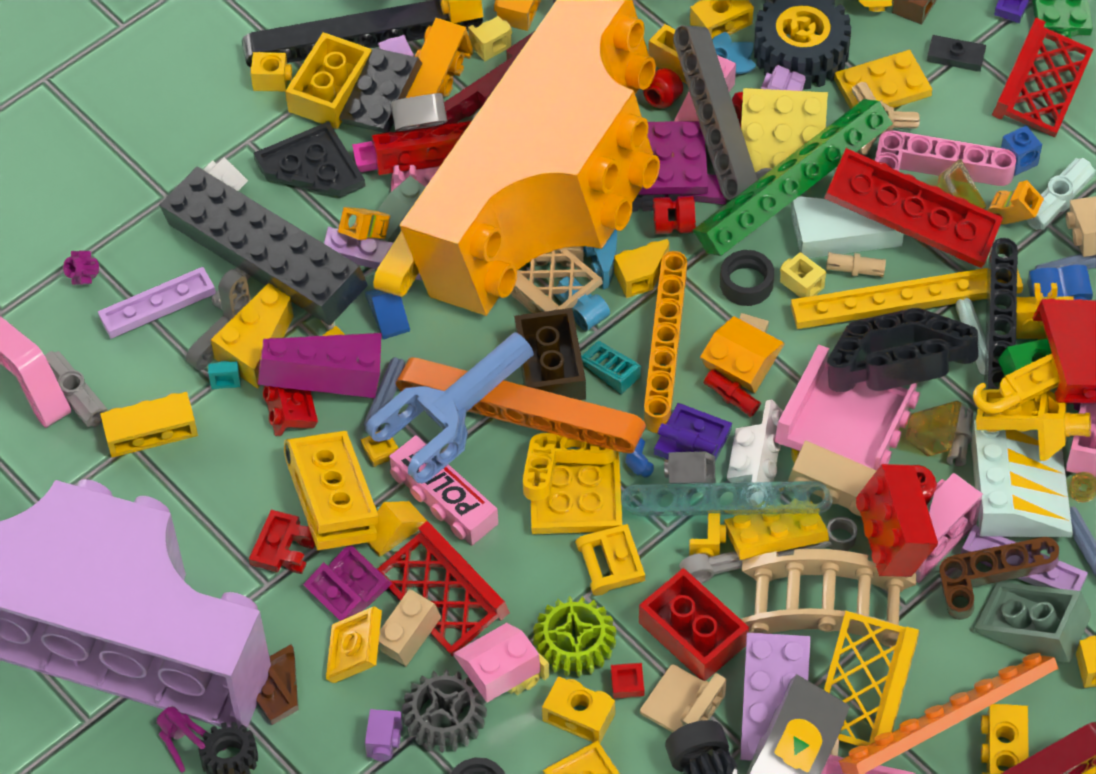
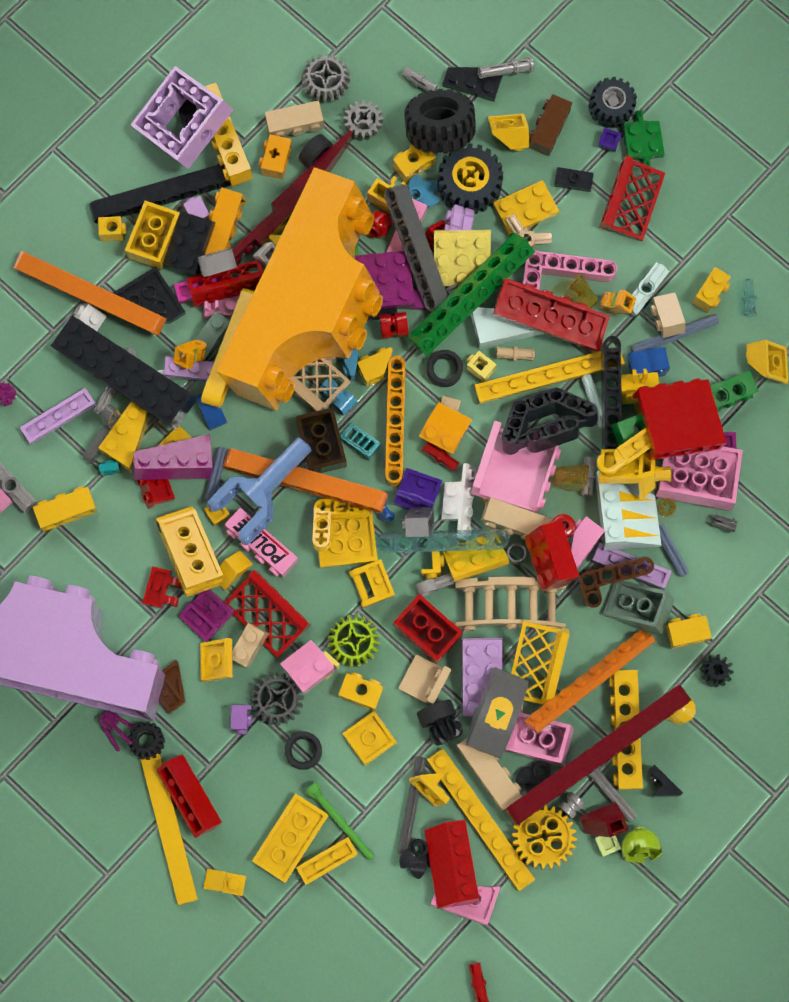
camera: 10 degrees left, 20 degrees up
(221, 141) = (90, 293): none -> orange beam
(490, 37) = (259, 190): light yellow brick -> none
(627, 680) = (389, 668): red plate -> none
(1025, 148) = (620, 256): blue brick -> none

